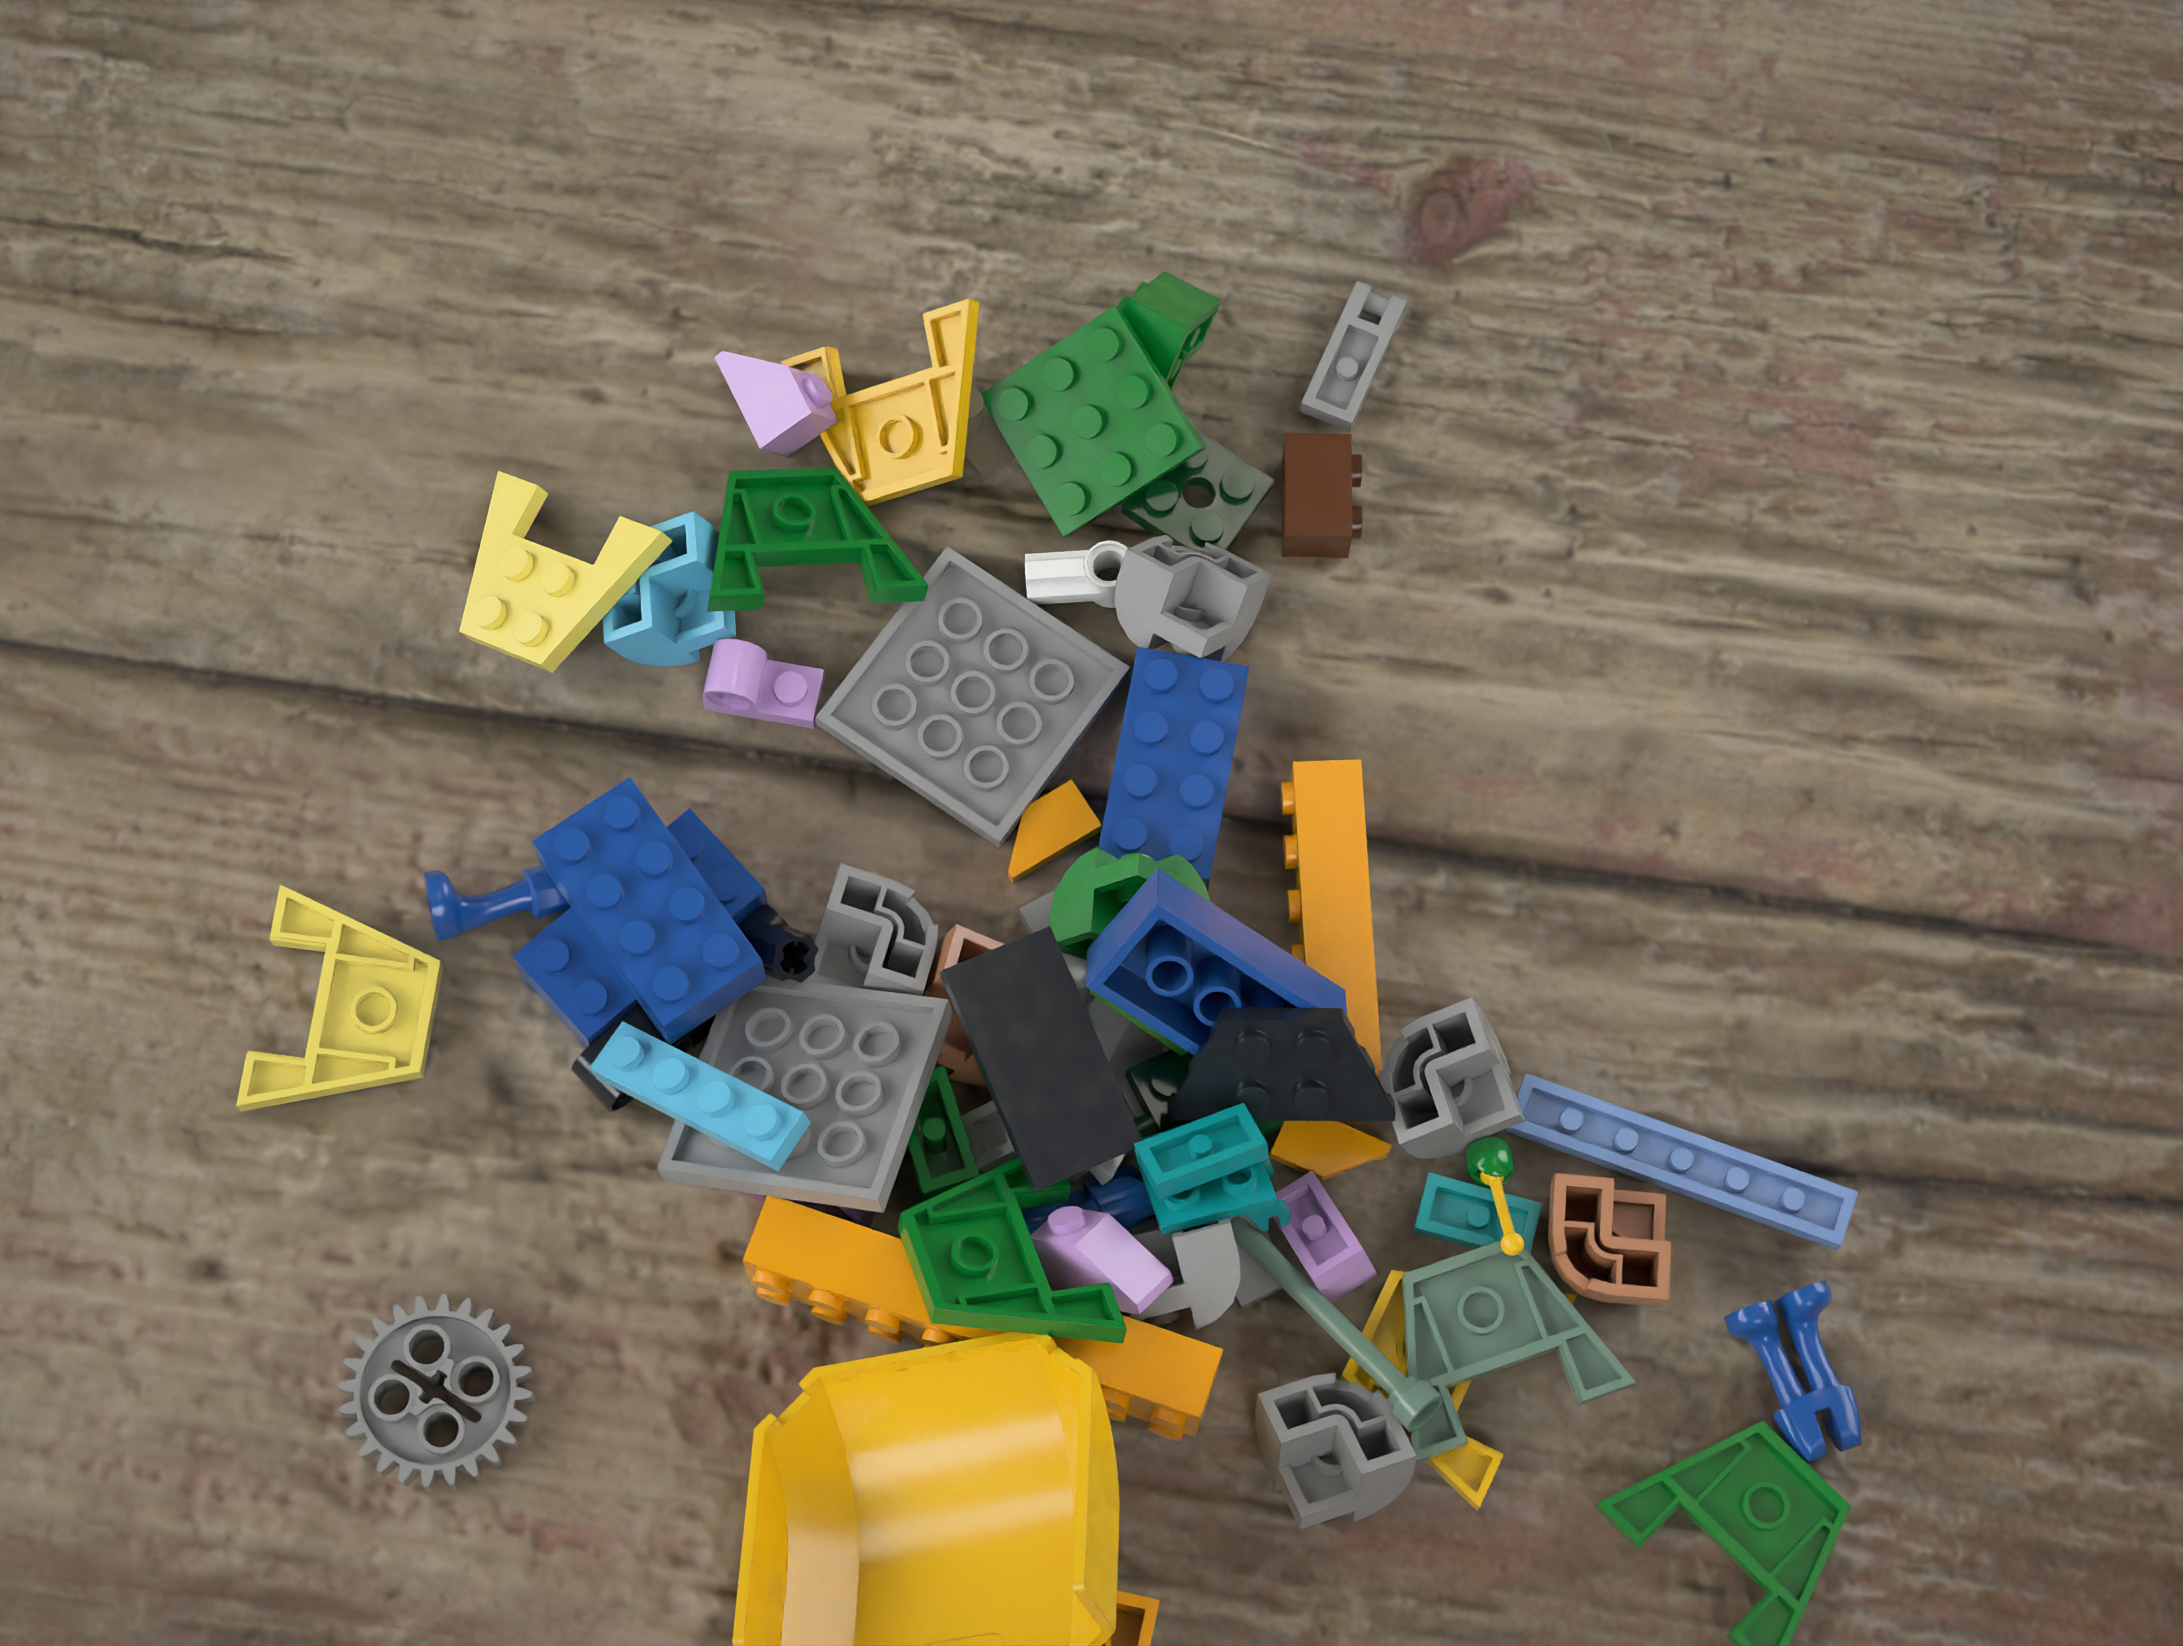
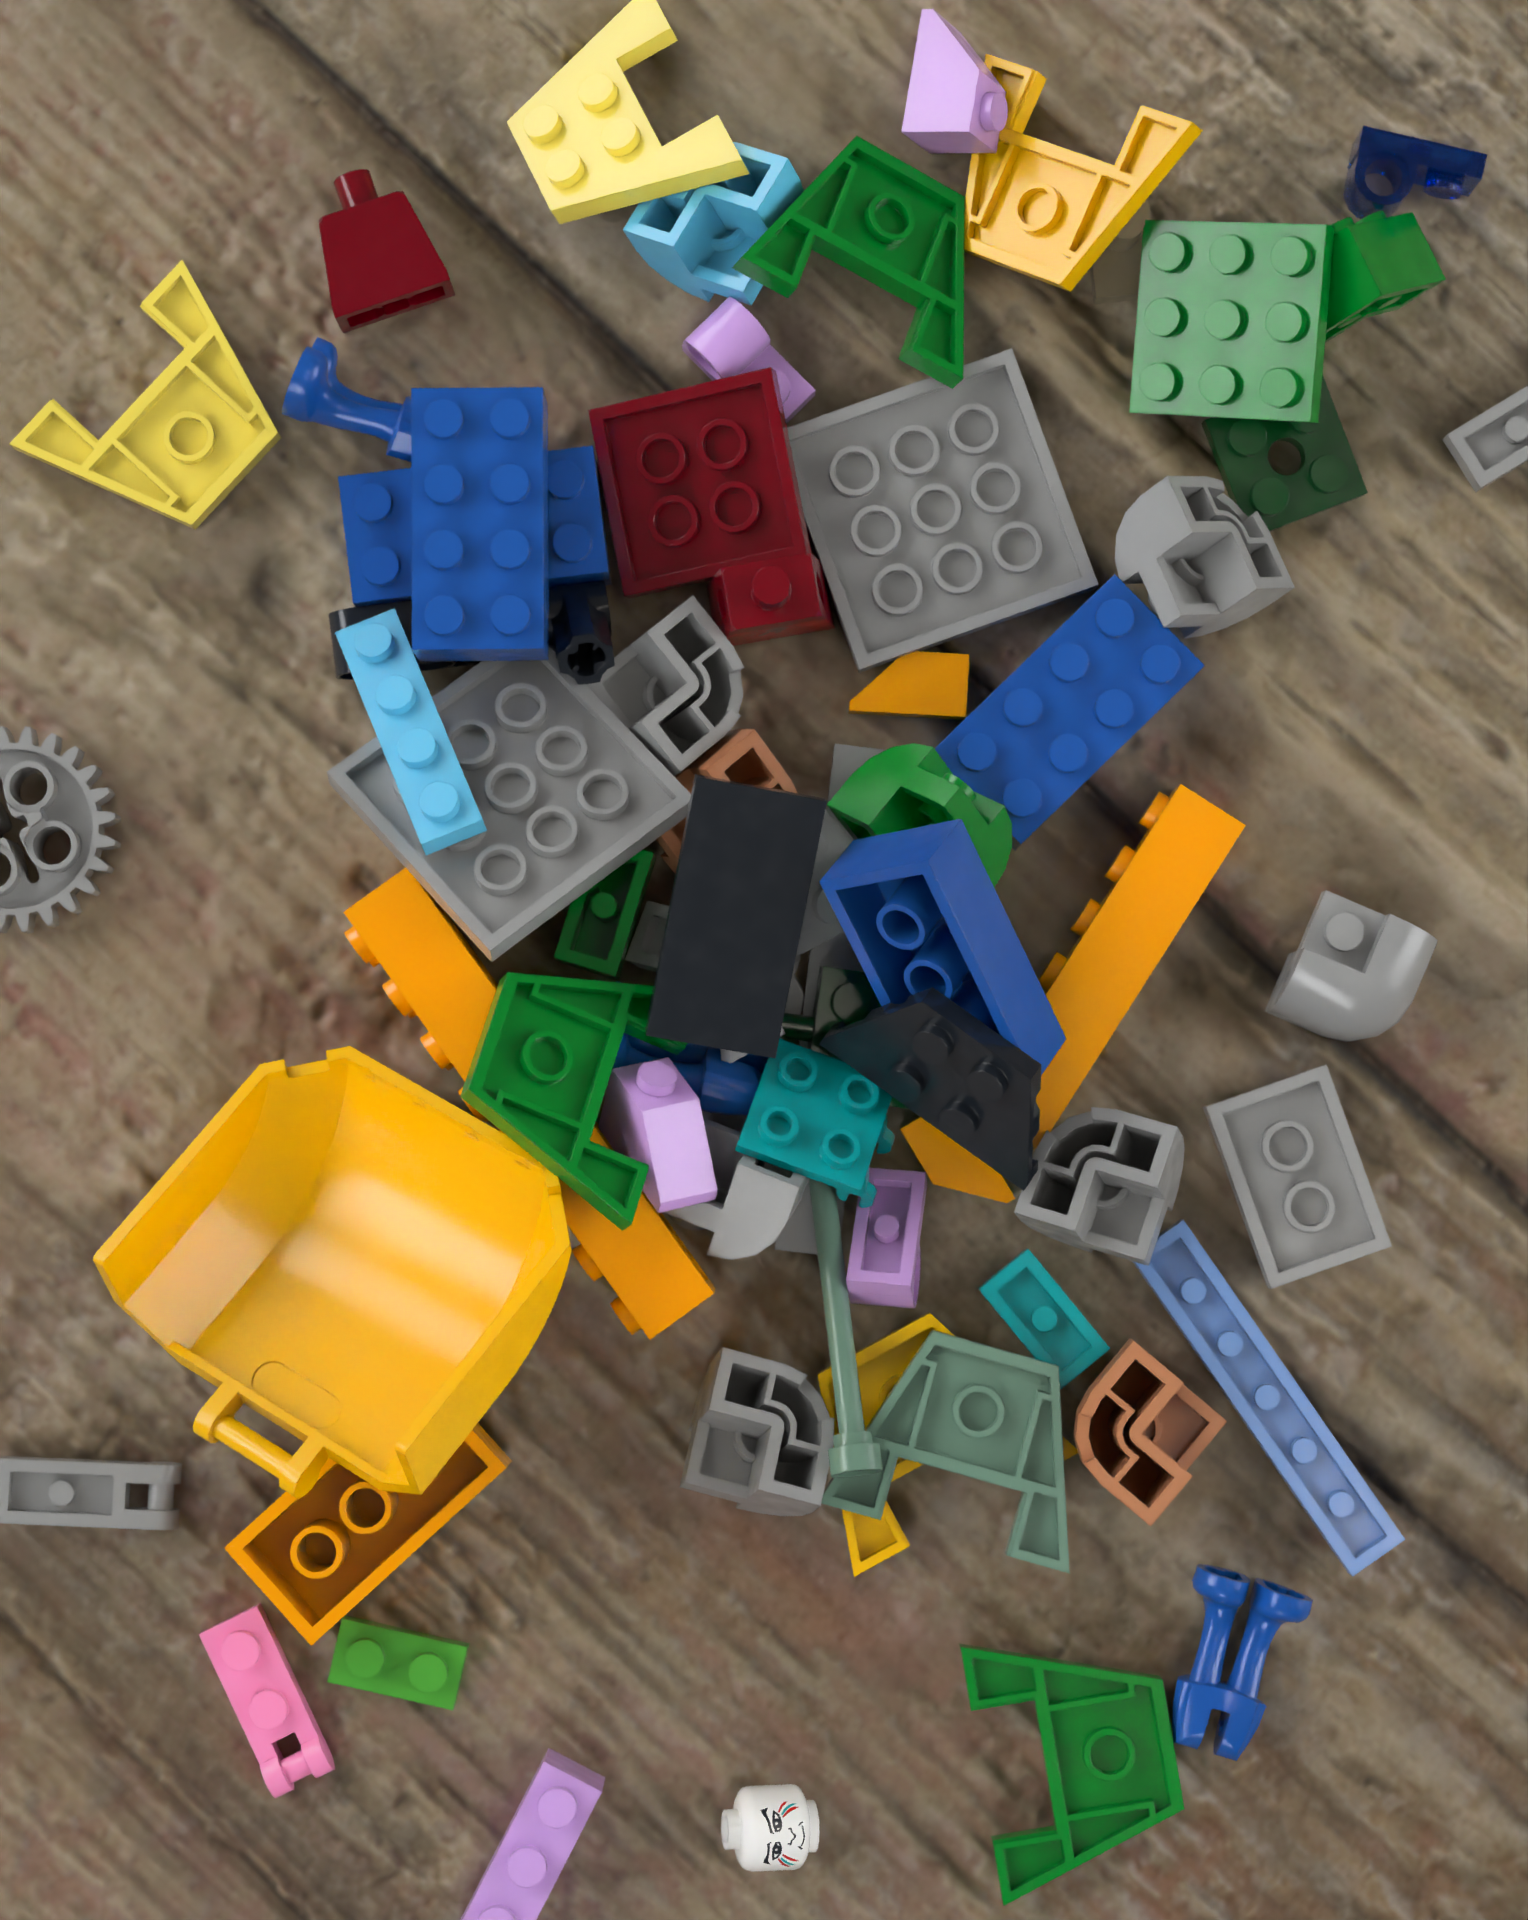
camera: 35 degrees right, 15 degrees up
(430, 785) = (378, 255): none -> dark red torso
(787, 787) = (698, 481): none -> dark red plate
(898, 832) = (770, 599): none -> dark red torso
(1073, 575) = (1107, 455): white piece -> none
(1135, 243) = (1407, 161): none -> clear blue plate
(1201, 1151) = (821, 1102): teal plate -> none
(1318, 495) = (1397, 536): reddish brown brick -> none
(1490, 1166) = (1088, 1281): hinge -> none
(1512, 814) = (1351, 971): none -> light grey brick
(1583, 987) = (1297, 1176): none -> light grey plate

